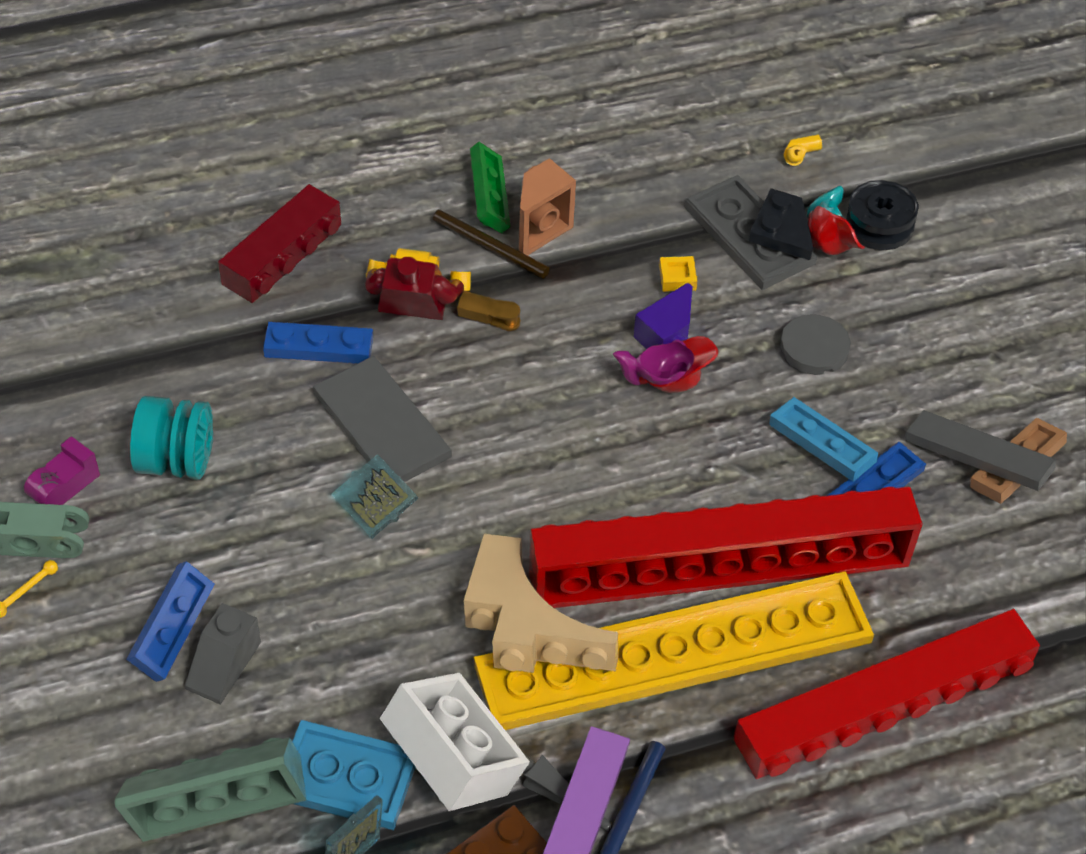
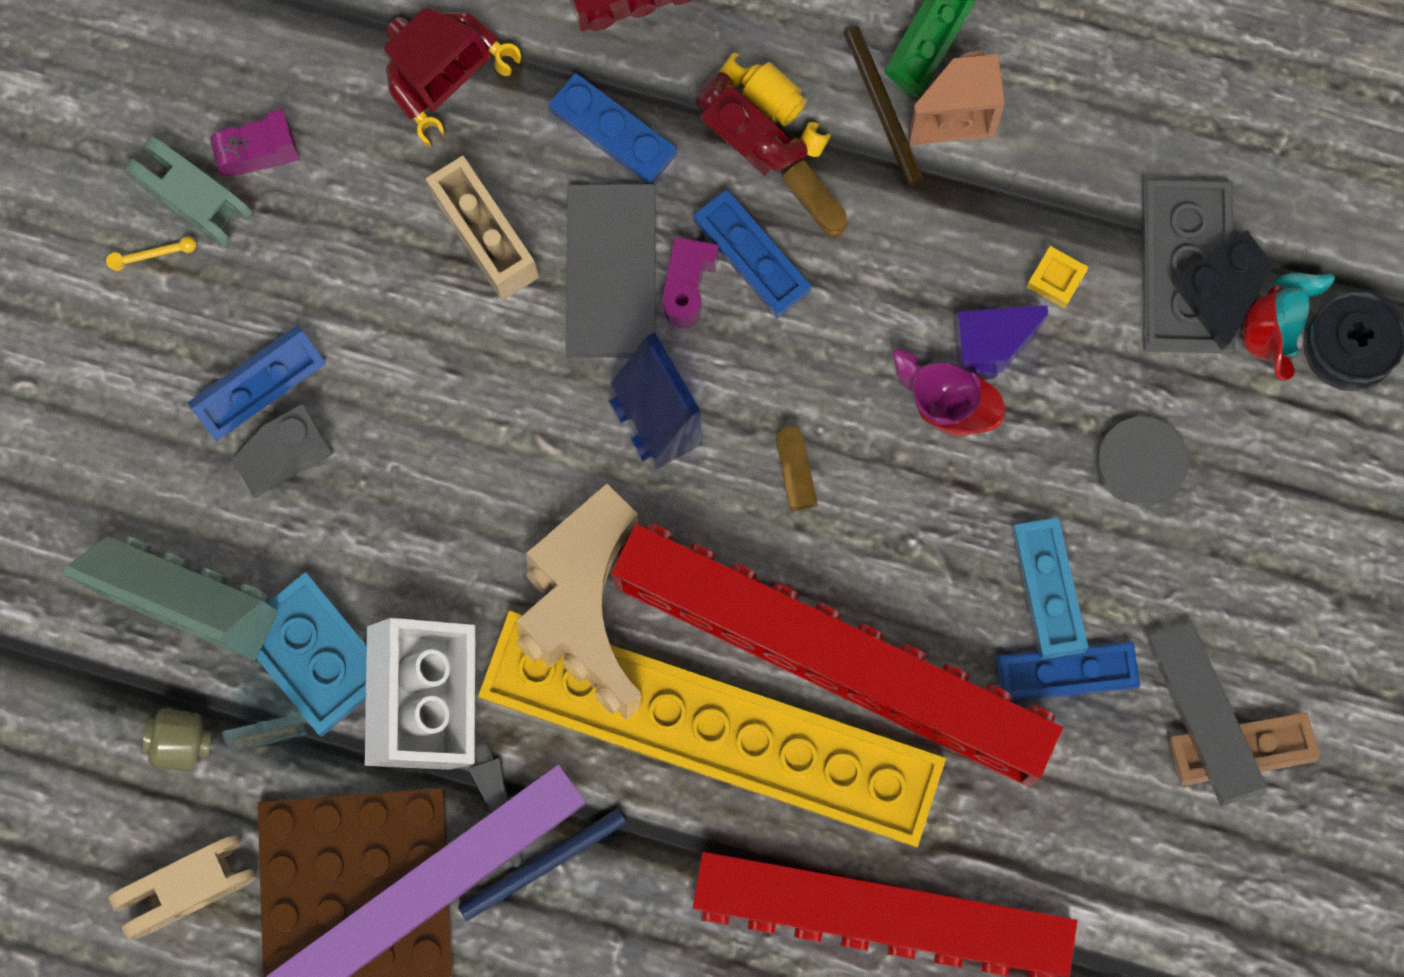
camera: 40 degrees right, 25 degrees up
(164, 354) = (435, 58): none -> dark red torso
(170, 436) = (376, 172): teal wheel -> none
(274, 434) = (482, 228): none -> tan brick
(374, 496) = (542, 360): piece -> none
(435, 391) = (684, 278): none -> magenta leg
(471, 360) = (752, 253): none -> blue plate
(483, 460) = (656, 405): none -> clear blue slope
(603, 465) = (796, 469): none -> pearl gold bar
(797, 148) = (1336, 184): yellow arm -> none

